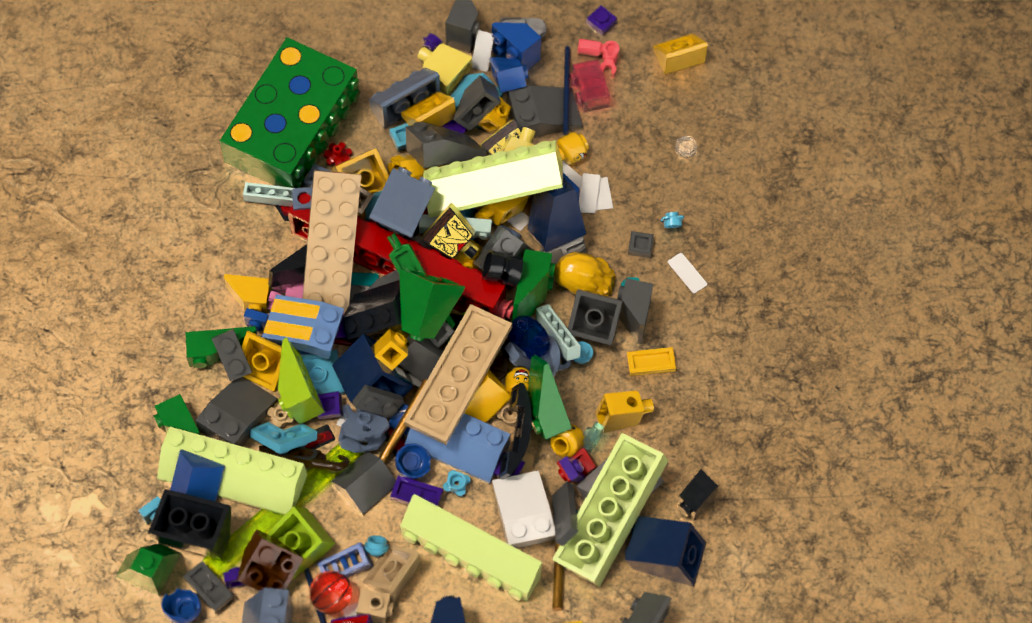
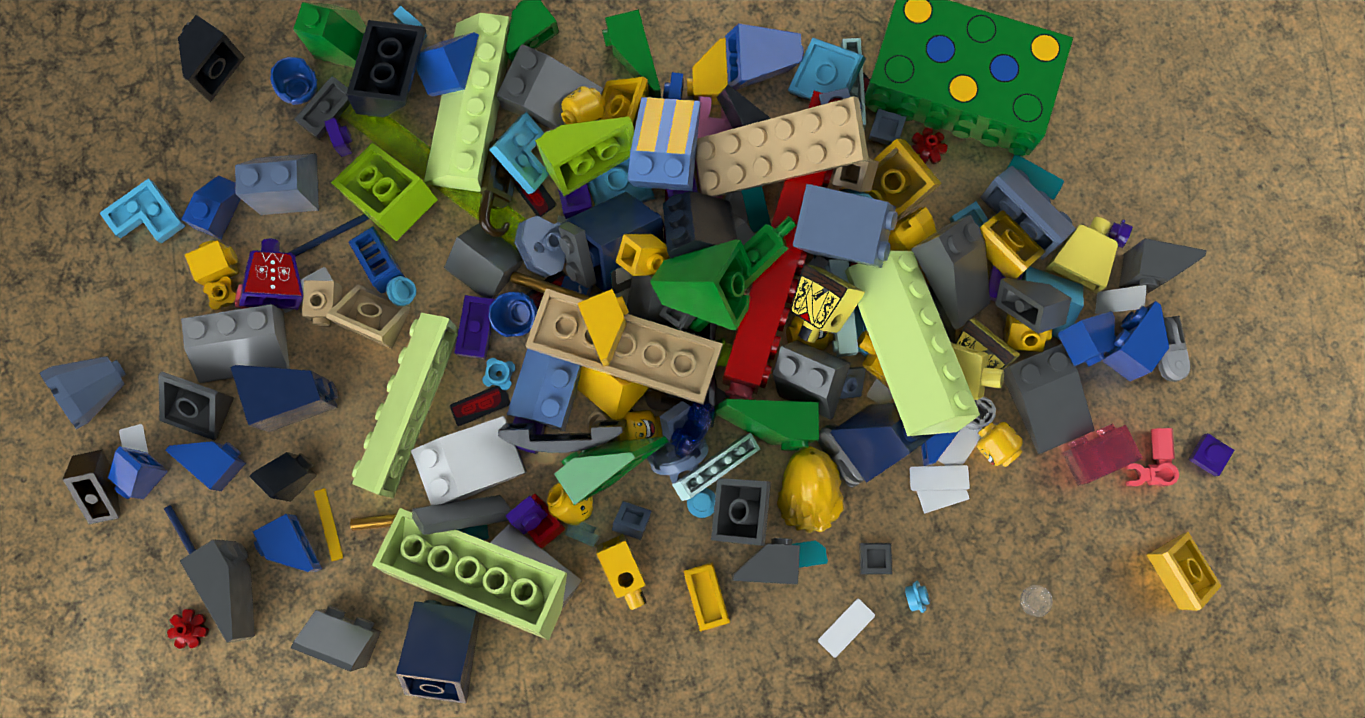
camera: 85 degrees right, 15 degrees up
(231, 355) = (616, 68): dark grey plate -> none
(245, 252) = (760, 54): none -> slope
(257, 386) = (582, 106): none -> yellow head
(267, 211) = (825, 69): none -> medium azure tile
(268, 563) = (350, 165): reddish brown slope -> none
(330, 592) = (328, 246): clear red piece -> none
(380, 84) = (1038, 177): none -> teal sticker
(443, 378) = (605, 322): none -> yellow slope
(478, 503) = (479, 405): none -> sticker
(502, 268) = (777, 376): black wheel -> none
(566, 91) = (1086, 423): dark blue axle -> none
(587, 401) = (631, 520): none -> sand blue plate
(697, 495) = (515, 684): black slope -> none

